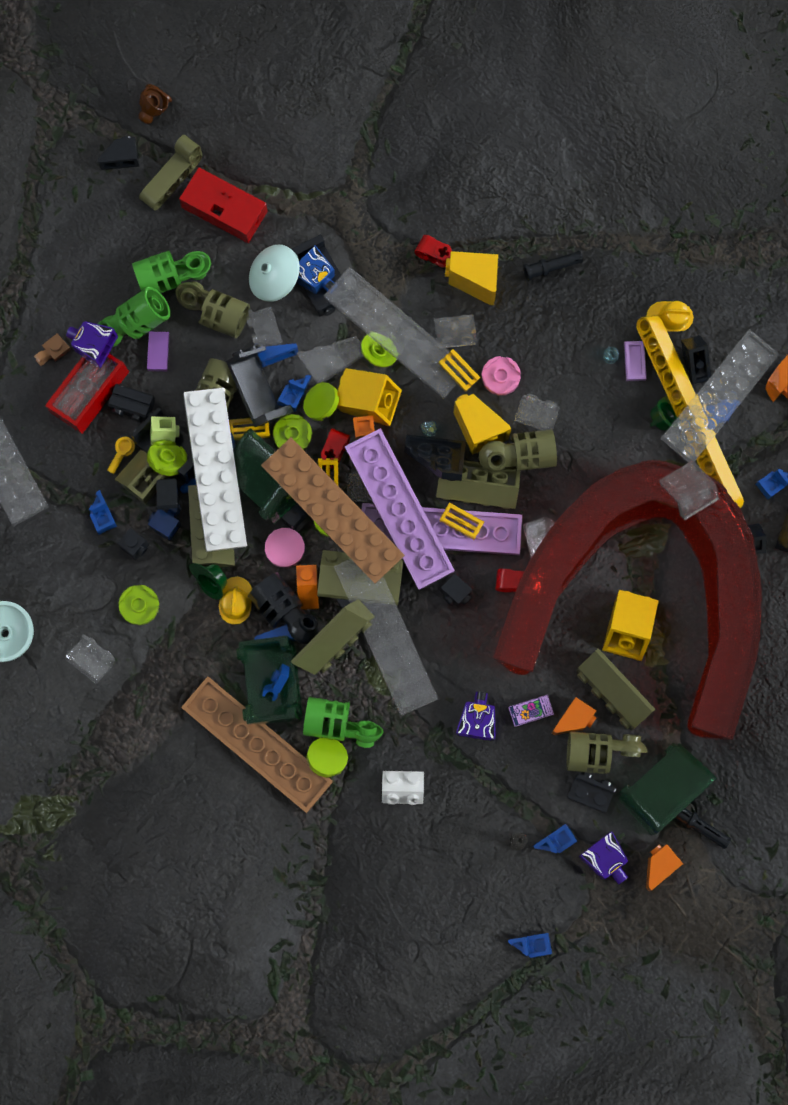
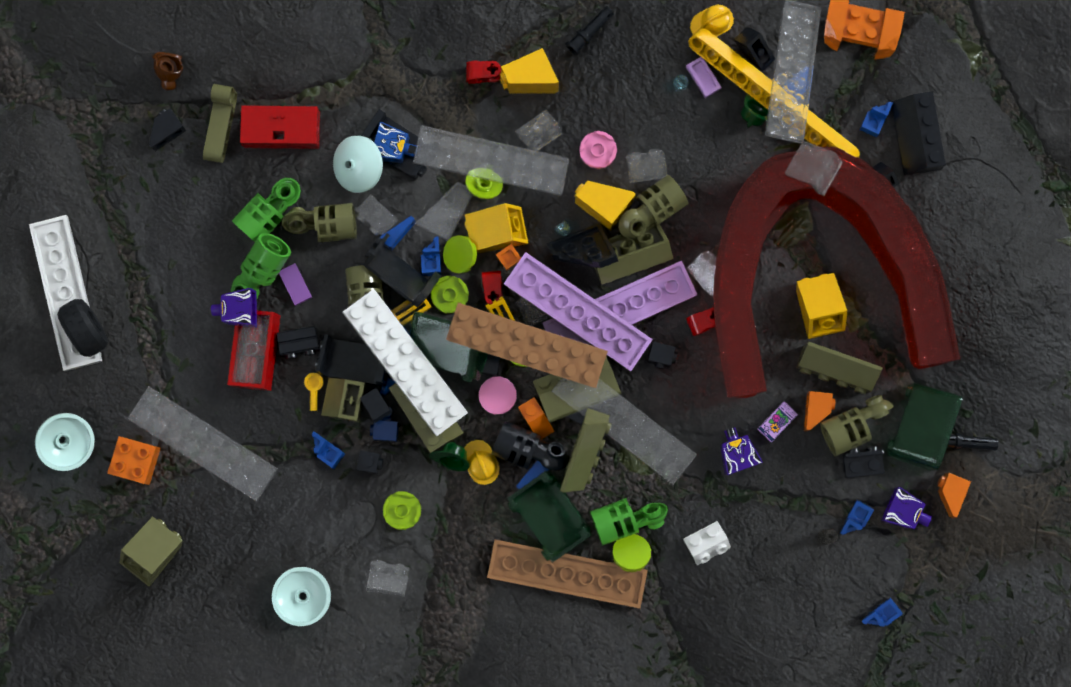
camera: 25 degrees left, 5 degrees up
(53, 348) = (204, 330): medium nougat plate -> none
(163, 429) = (340, 351): yellowish green brick -> none
(166, 457) = (357, 374): lime tile -> none
(279, 679) = (558, 510): blue plate -> none
(457, 357) = (565, 158): yellow tile -> none
(458, 528) = (634, 286): yellow tile -> none

